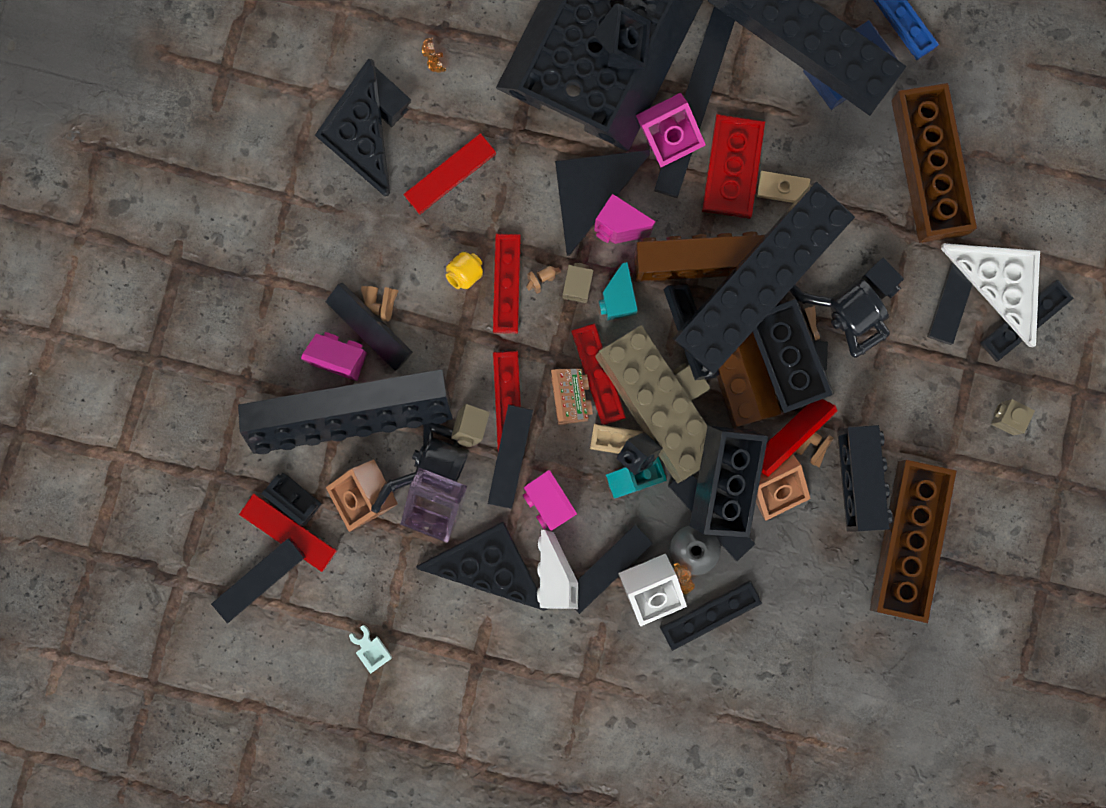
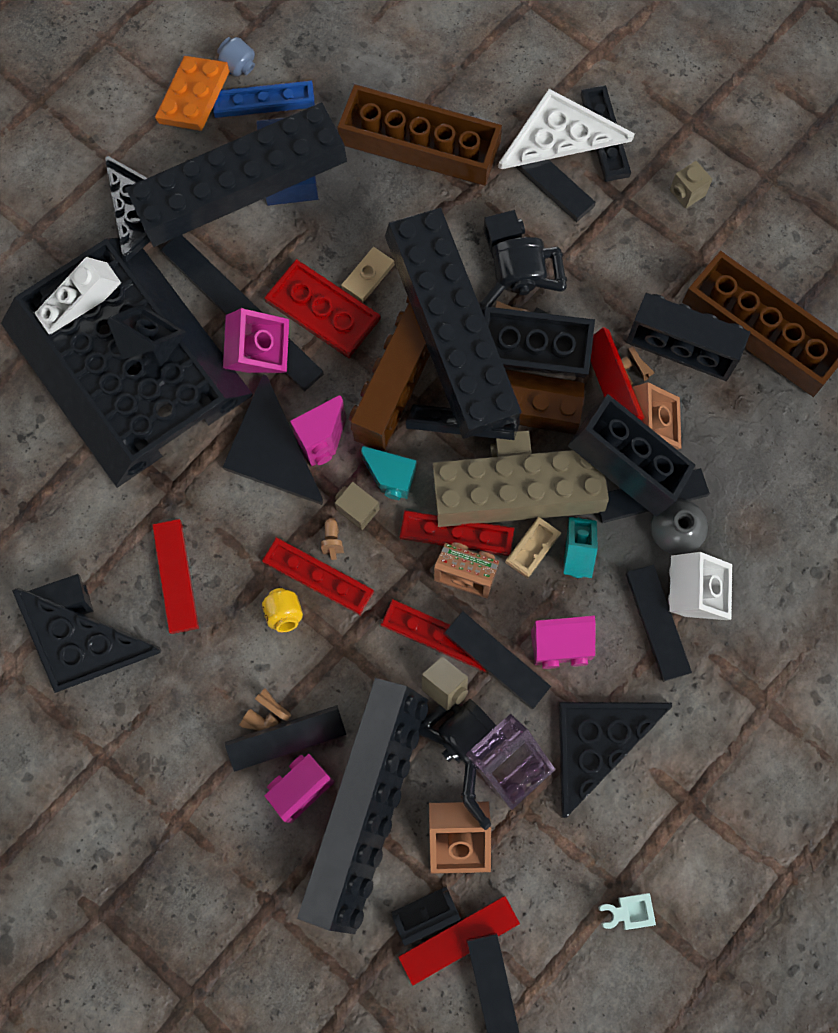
camera: 60 degrees left, 10 degrees down
(433, 62) = (53, 534): clear orange piece -> none
(557, 580) = (650, 675): white slope -> none
(639, 453) = (560, 526): black brick -> none
(684, 576) = (704, 547): clear orange piece -> none
(710, 615) = (751, 546): black tile -> none

